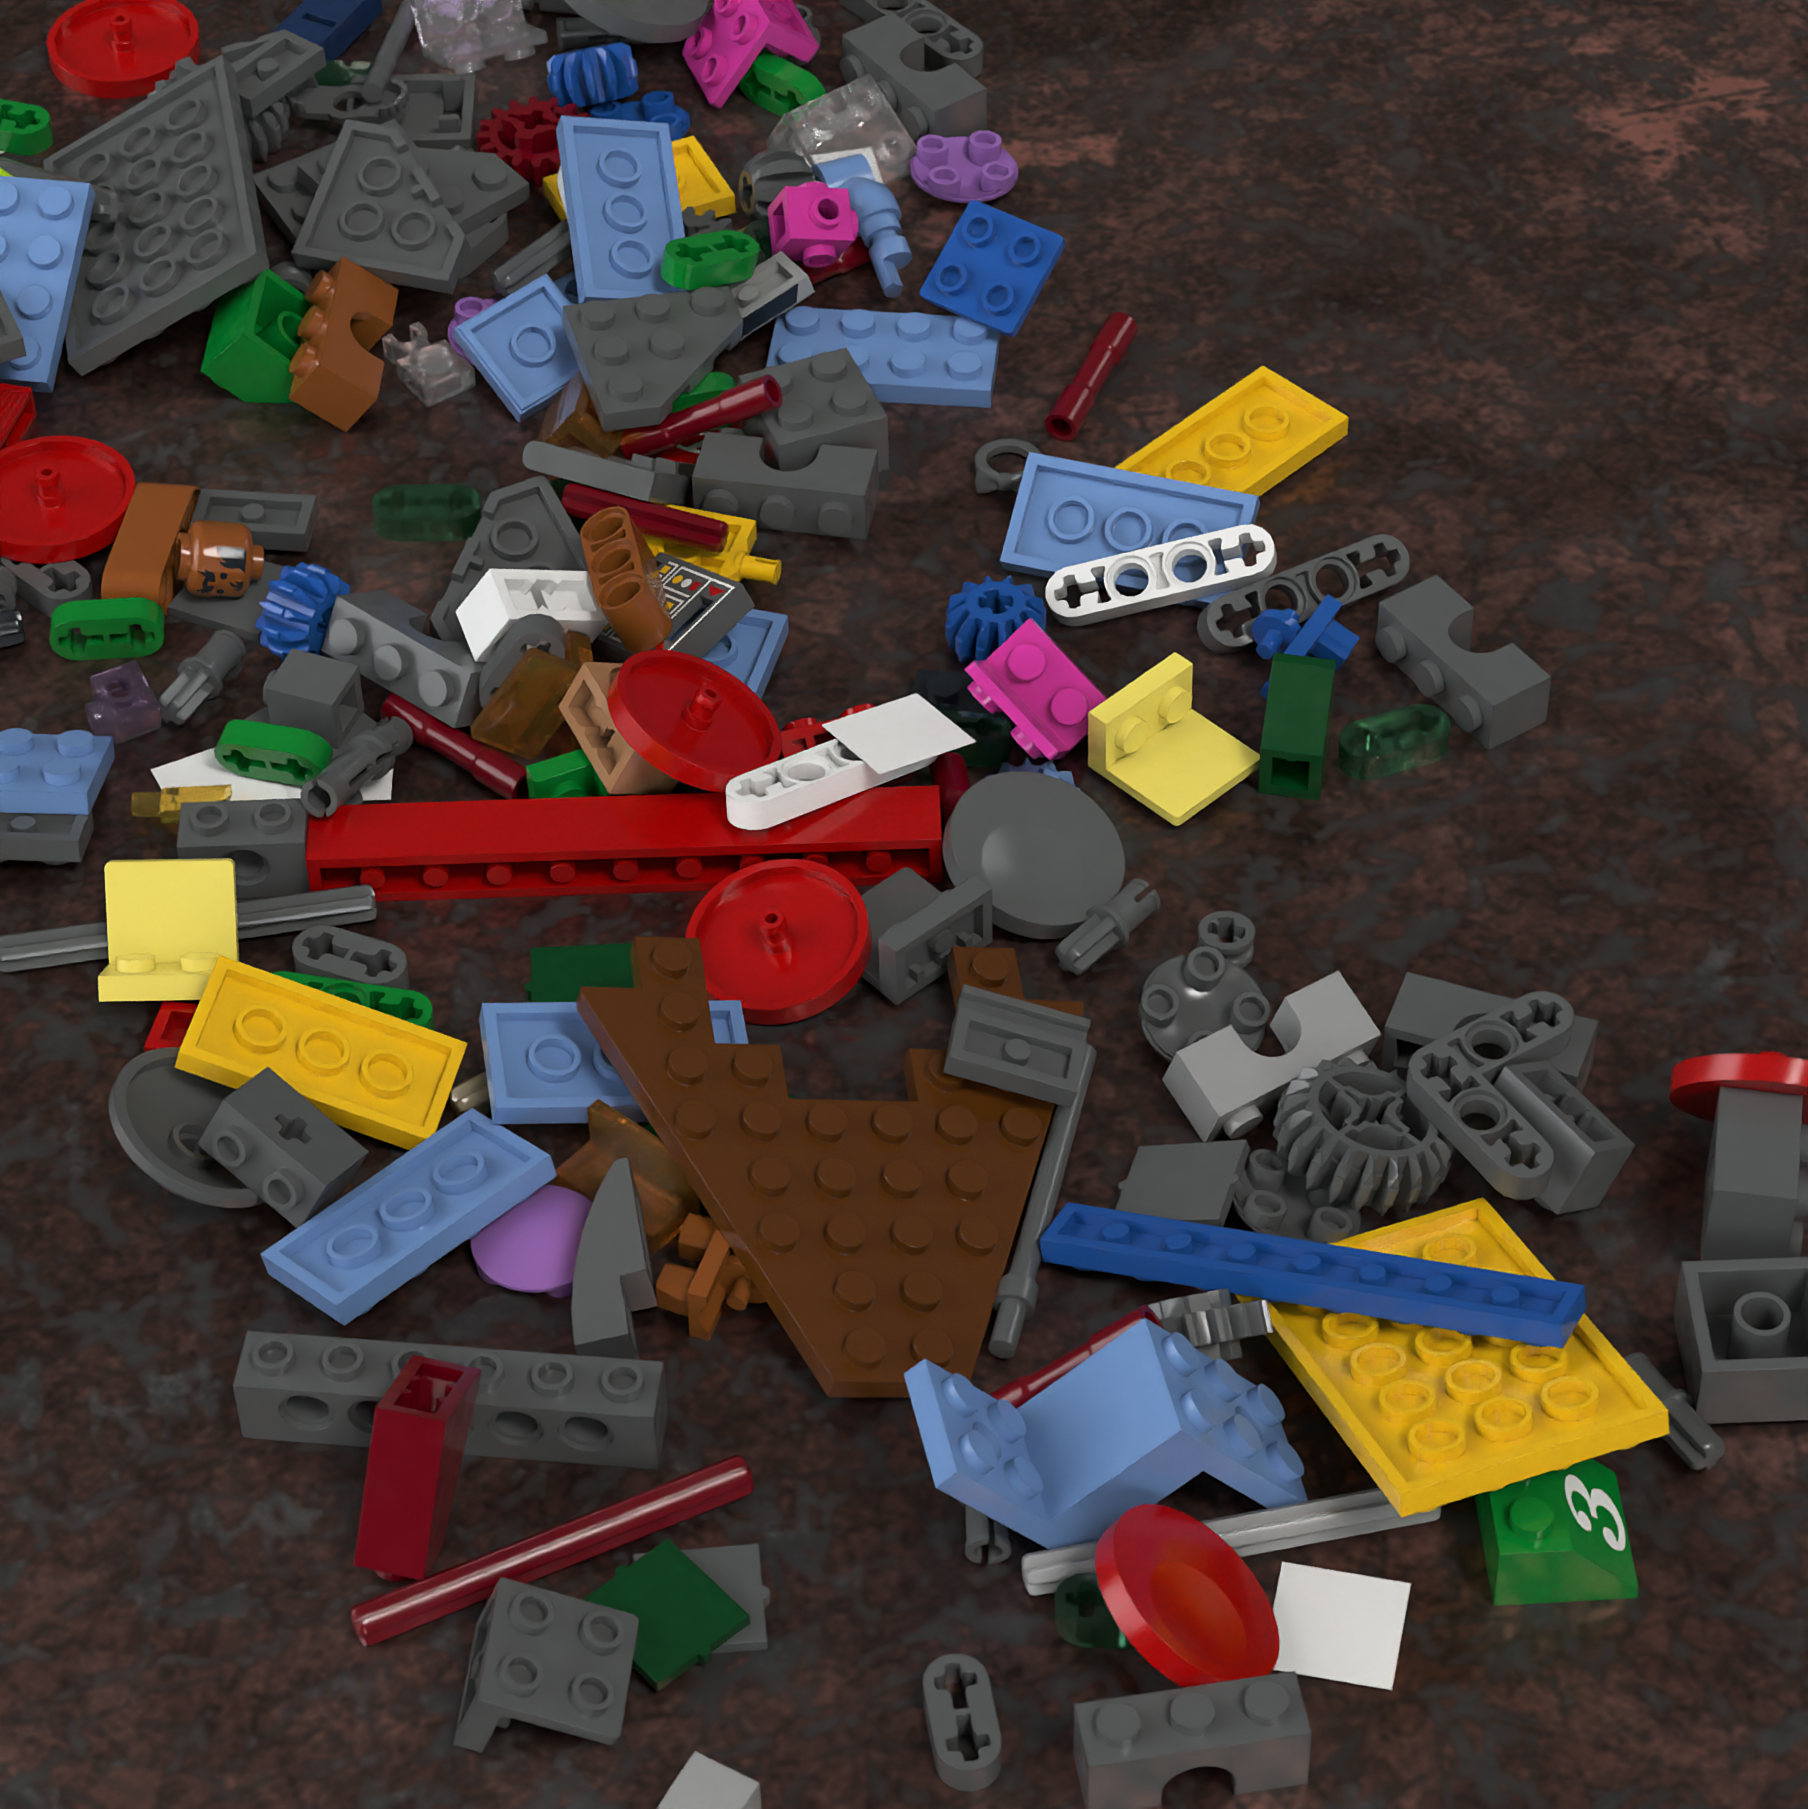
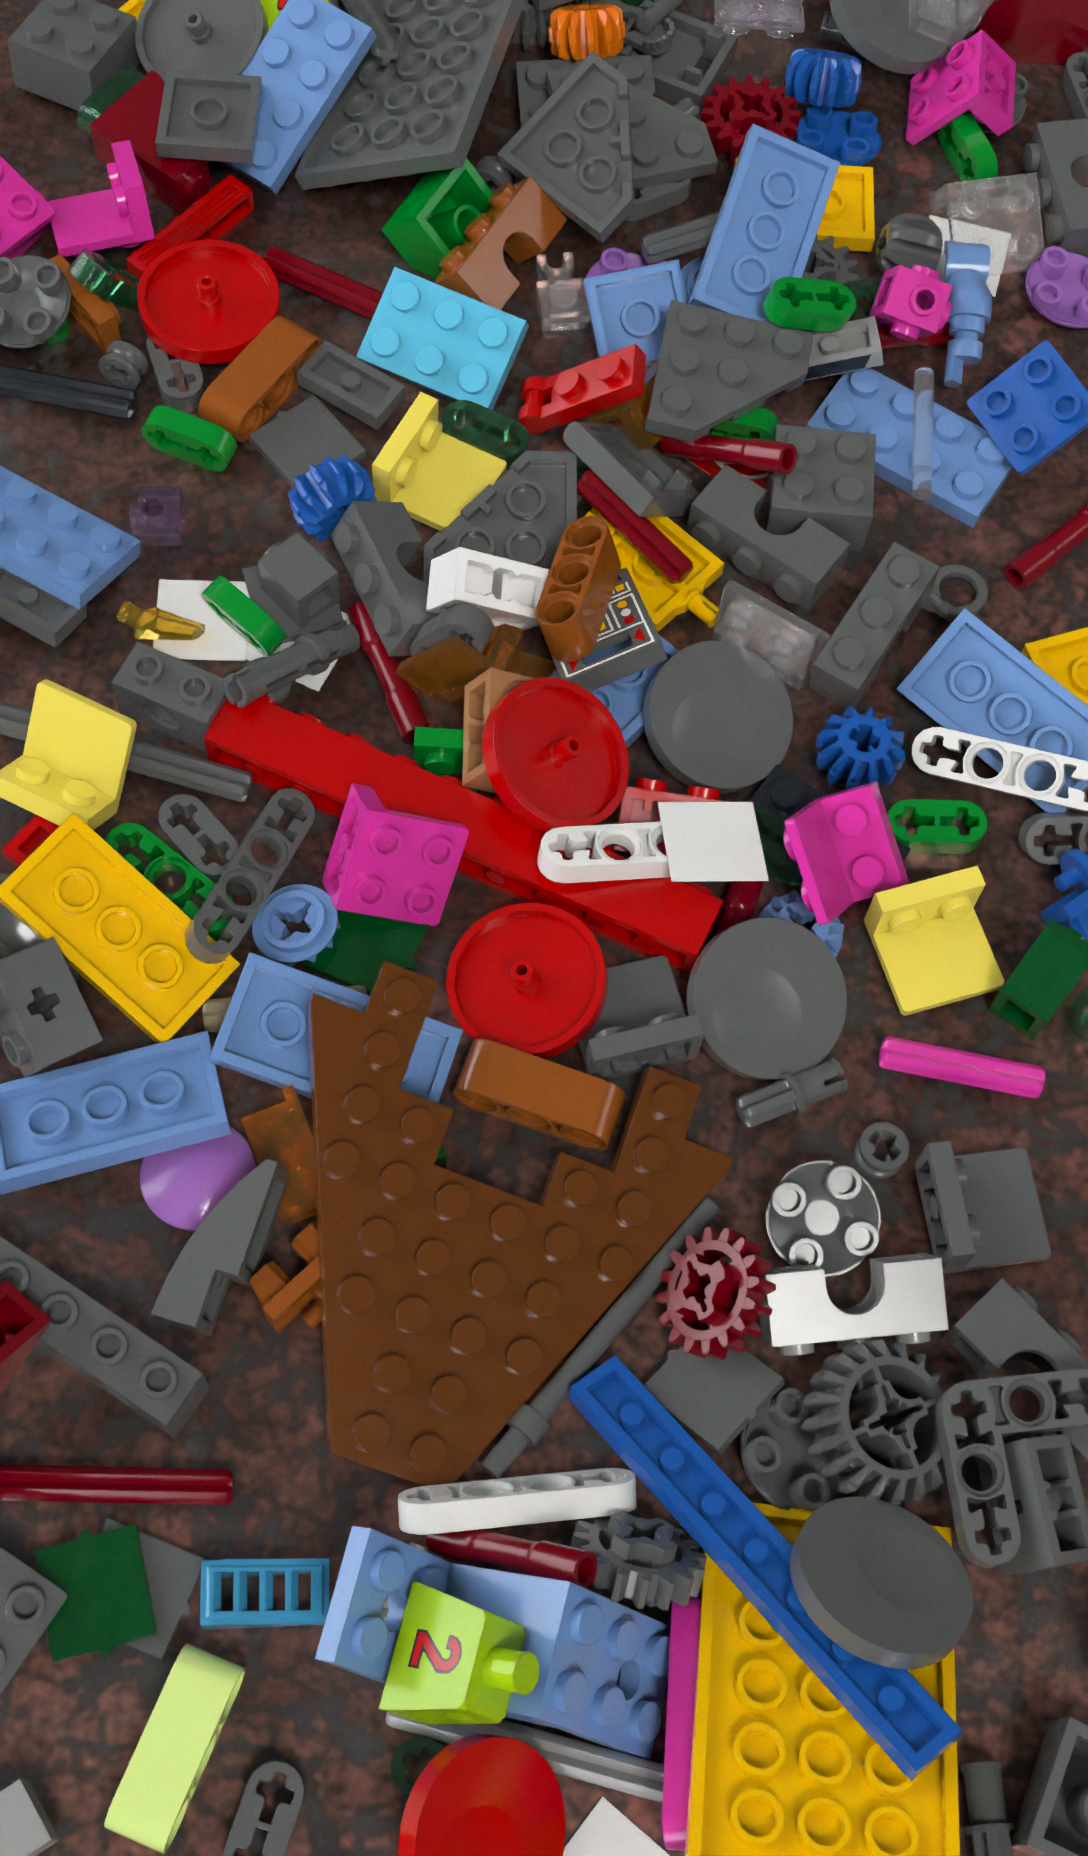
camera: 20 degrees right, 20 degrees up
(178, 444) = (323, 282): none -> dark red axle
(201, 677) = (232, 516): dark grey axle -> none
(217, 559) = (298, 414): dark orange head -> none
(311, 119) = (586, 28): none -> orange gear
(331, 440) = (442, 340): none -> medium azure plate
(397, 558) = (431, 469): none -> light yellow bracket
(431, 960) = (252, 874): none -> dark grey beam
(492, 975) = (294, 904): none -> medium blue gear
(518, 418) = (582, 389): none -> red plate
(573, 883) = (392, 861): none -> dark pink bracket
(824, 1568) = (211, 1593): none -> dark azure slope
(831, 645) = (718, 716): none -> dark grey piece
(831, 1692) = (174, 1748): none -> yellowish green beam
(841, 556) = (770, 631): none -> clear bracket
(852, 1025) = (539, 1094): none -> dark orange beam
(891, 336) = (923, 433): none -> clear bar
(943, 510) = (871, 625): none -> dark grey arch
(1017, 1046) = (644, 1198): dark grey plate -> none
(1055, 1339) = (516, 1501): none -> white beam
(1074, 1441) = (455, 1662): none -> lime torso
(1118, 655) = (935, 826): none -> green beam
(1129, 1130) = (715, 1293): none -> dark red gear
(1261, 842) = (961, 1067): none -> dark pink axle
(1323, 1437) = (680, 1720): none -> dark pink beam
(1348, 933) = (981, 1208): none -> dark grey bracket
(1440, 1231) = (881, 1583): none -> dark grey piece

